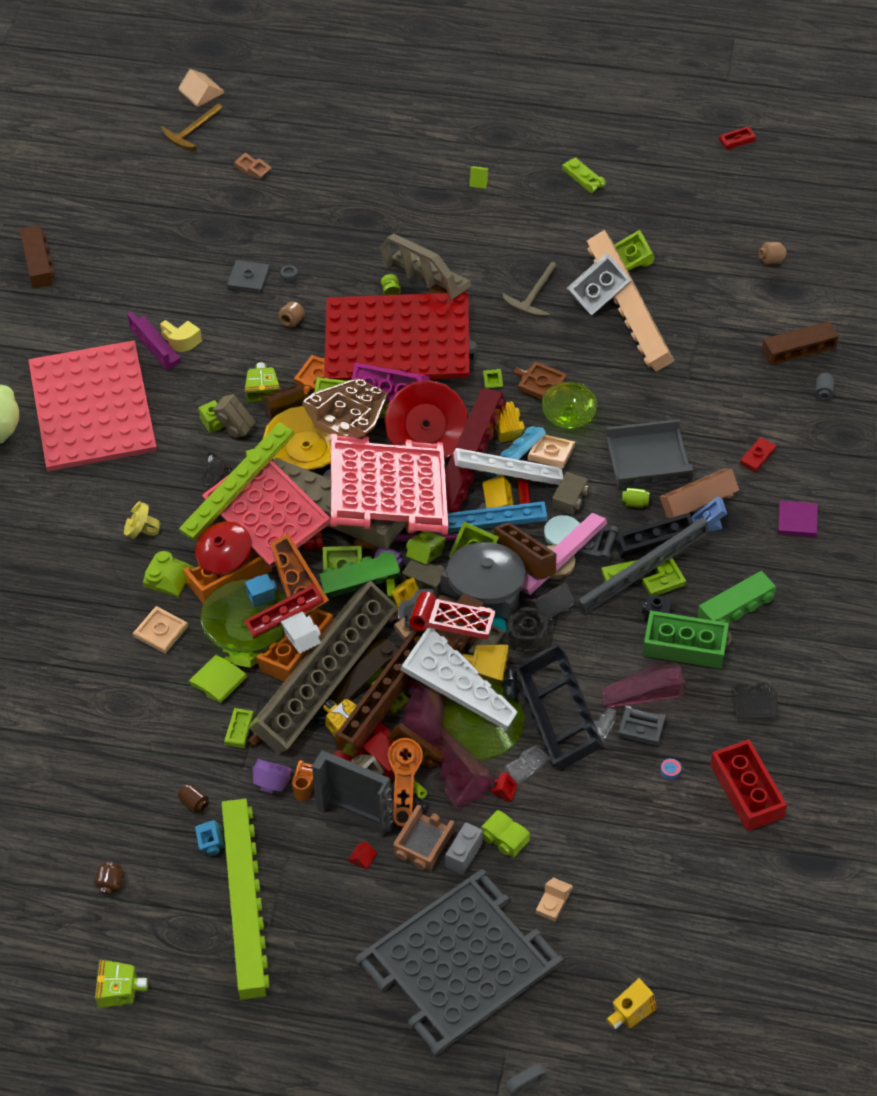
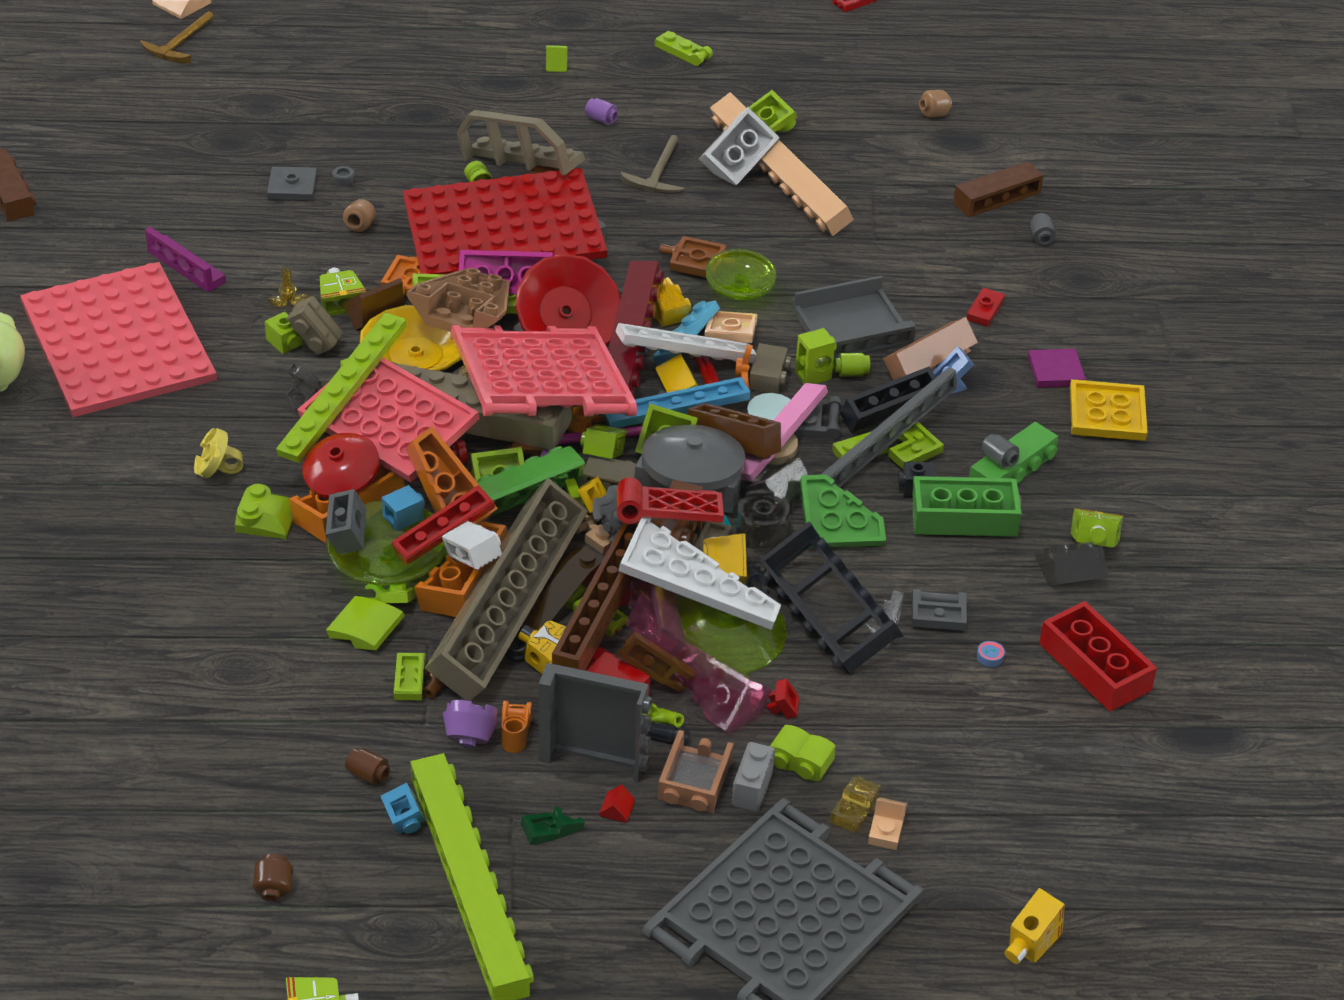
camera: 15 degrees left, 10 degrees down
(160, 629) = (272, 576): light nougat plate -> none
(183, 338) = (223, 253): light yellow brick -> none
(215, 598) = (346, 521): none -> dark grey brick
(224, 376) = (287, 291): none -> clear yellow plant
(252, 167) = (271, 73): nougat slope -> none
(310, 865) = (549, 826): none -> dark green slope
(404, 773) = (657, 690): orange beam -> none
(492, 379) = (631, 255): lime slope -> none
(501, 233) = (601, 111): none -> medium lavender brick
(528, 763) = (805, 670): clear slope -> none
(534, 881) = (855, 803): none -> clear yellow slope
(548, 493) = (742, 365): none -> orange animal
(585, 635) = (839, 514): none -> bright green plate
(606, 489) = (815, 356): none -> lime brick
(650, 684) = (931, 565): clear pink wedge -> none
(724, 596) = (1000, 450): none -> dark grey brick
(783, 672) = (1096, 527): none -> lime torso
(826, 564) = (1108, 410): none -> yellow plate

